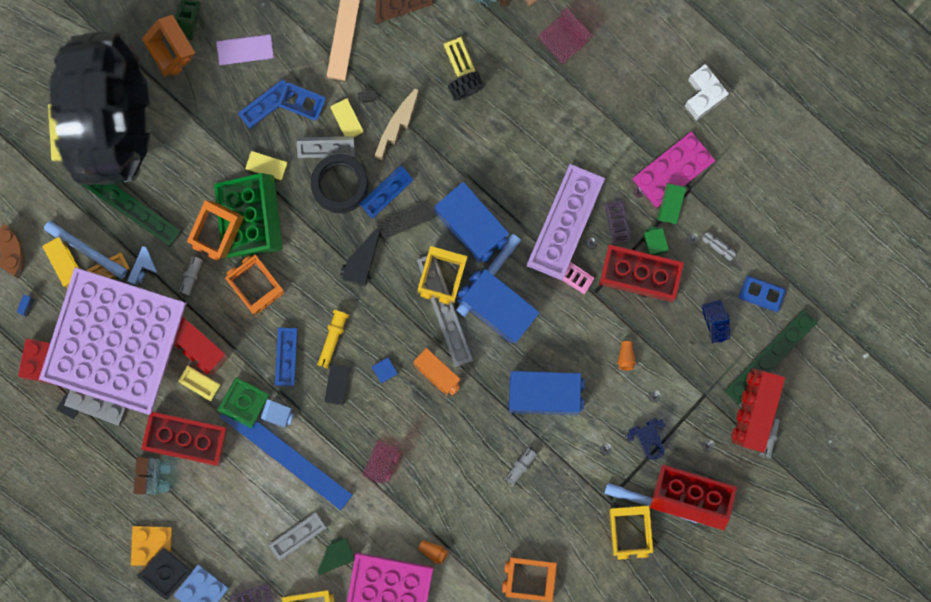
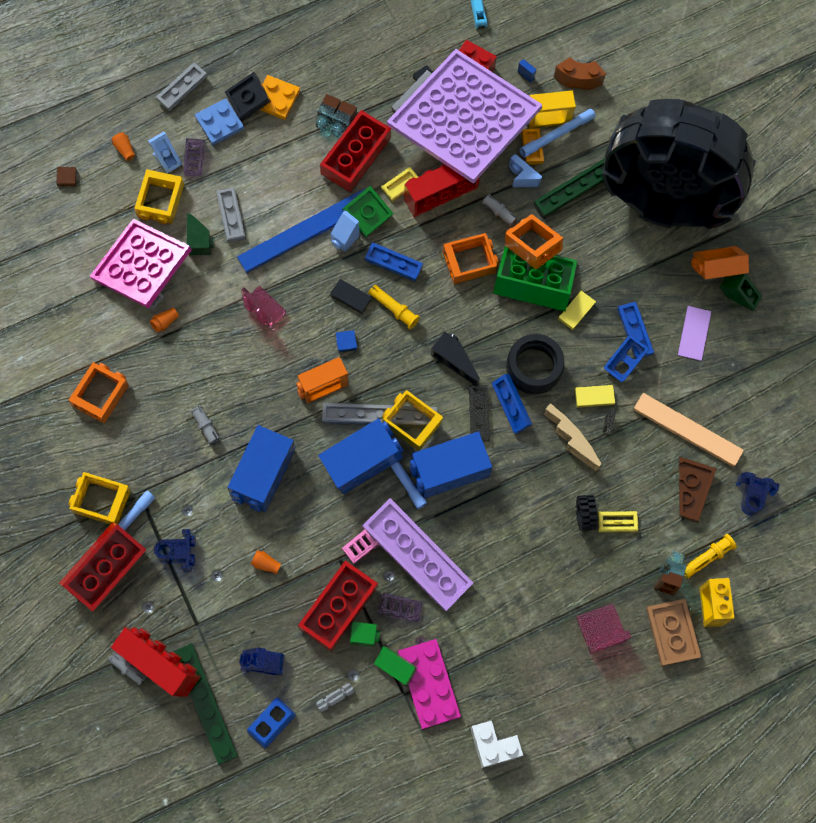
camera: 110 degrees right, 10 degrees down
(325, 146) = (574, 366): light grey plate -> none

